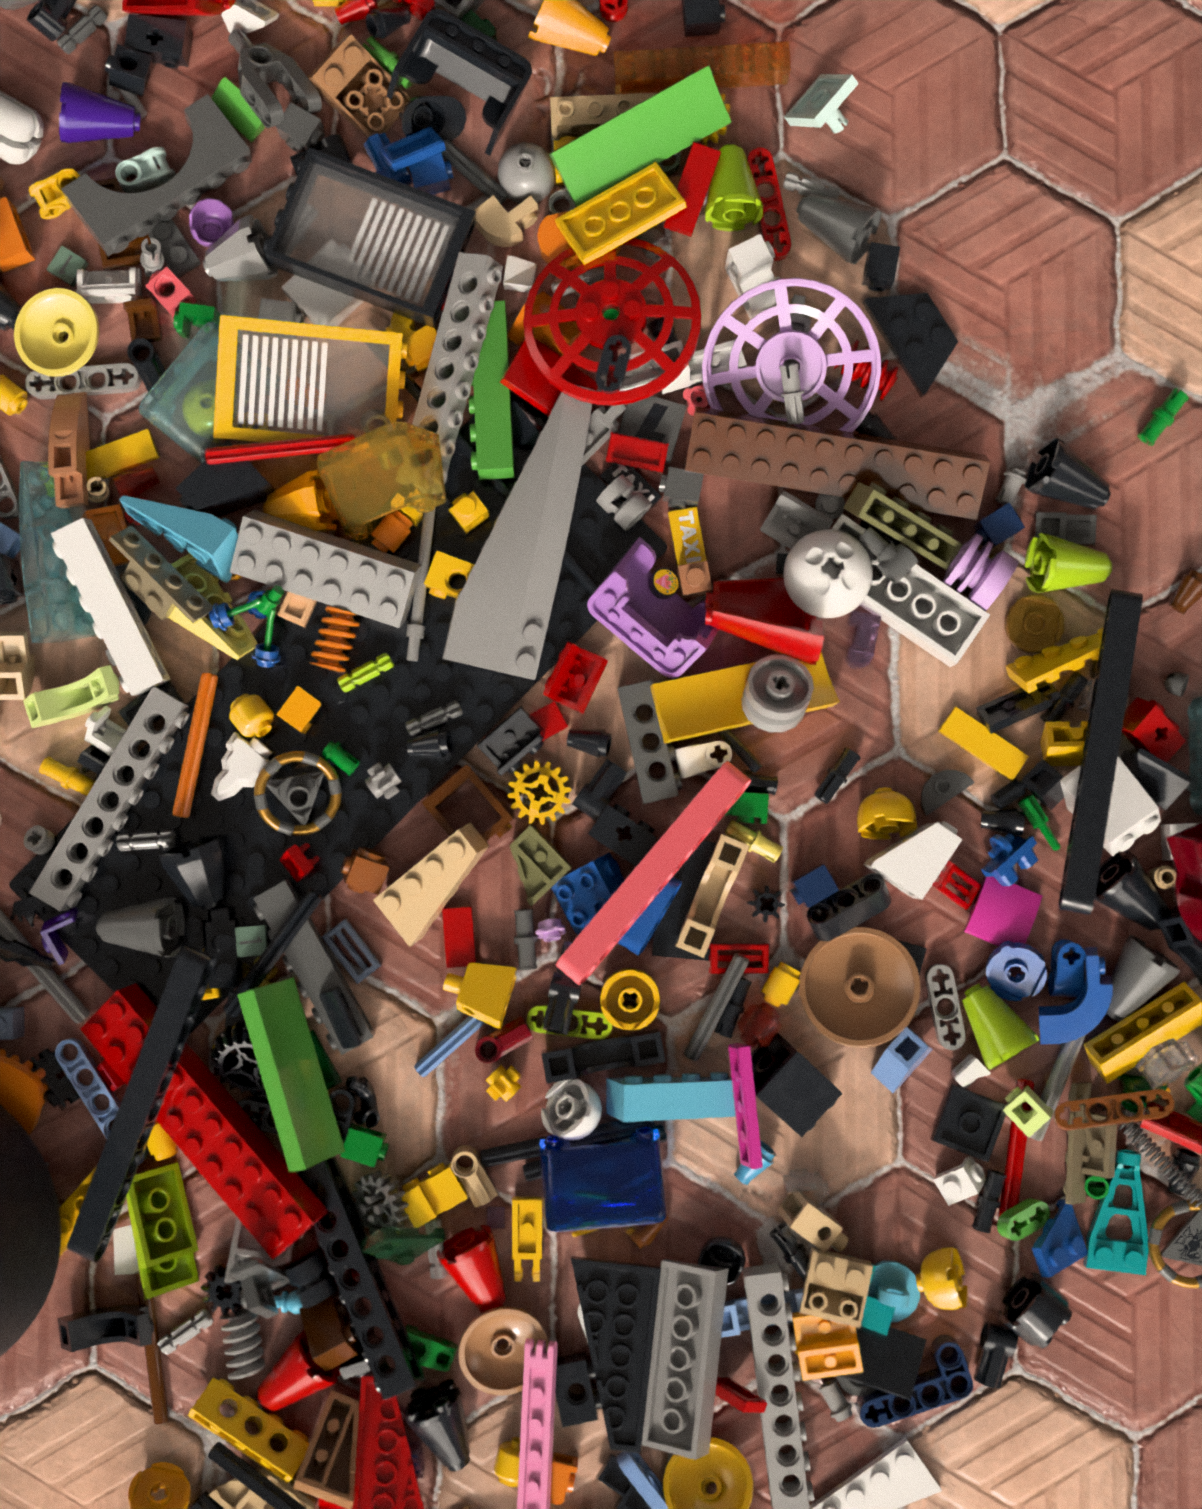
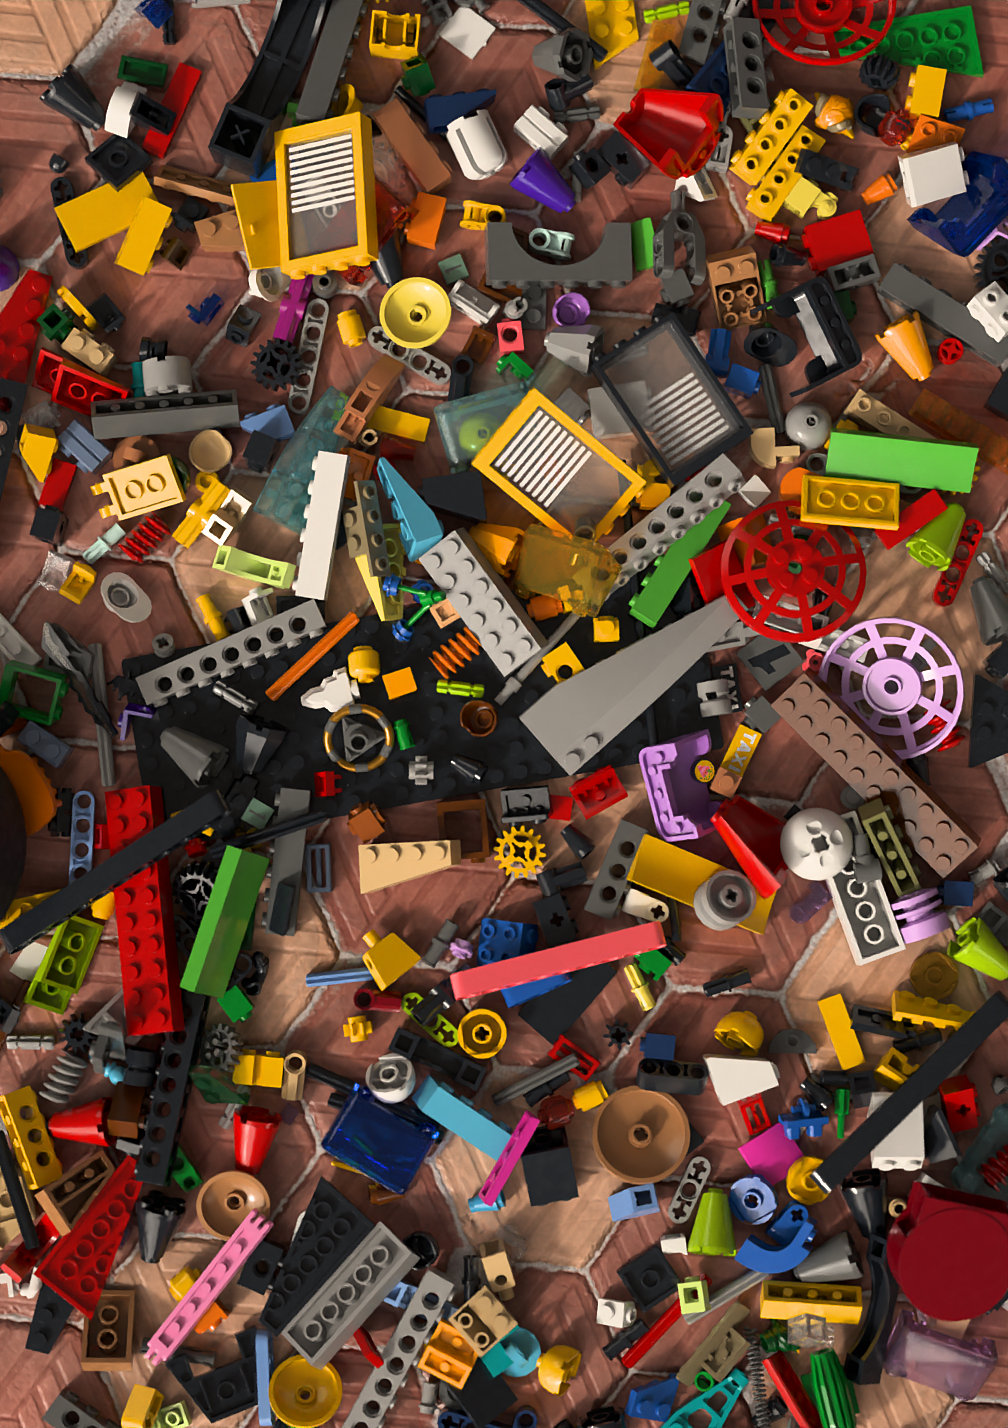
camera: 30 degrees right, 0 degrees up
(50, 67) = (541, 132): none -> white brick
(214, 1018) = (196, 848): none -> red plate
(275, 449) = (508, 501): red axle -> none
(404, 687) = (479, 718): none -> reddish brown hair
(412, 149) = (741, 358): blue tile -> none
(434, 718) = (484, 752): dark grey axle -> none
(459, 936) = (397, 909): red tile -> none
(527, 1234) = (302, 1140): yellow hinge -> none
(538, 863) = (485, 898): olive wing -> none
(606, 362) = (767, 599): black beam -> none
(636, 452) = (747, 669): red tile -> none
(711, 895) = (585, 1002): tan arch -> none
(749, 266) = (911, 603): white brick -> none
(792, 393) = (879, 706): light grey axle -> none
(793, 520) = (820, 791): light grey bracket -> none
(1022, 1215) = (641, 1363): bright green beam -> none
(1051, 921) = (799, 1183): none -> yellow tile
(1112, 1106) = (749, 1340): dark orange beam -> none

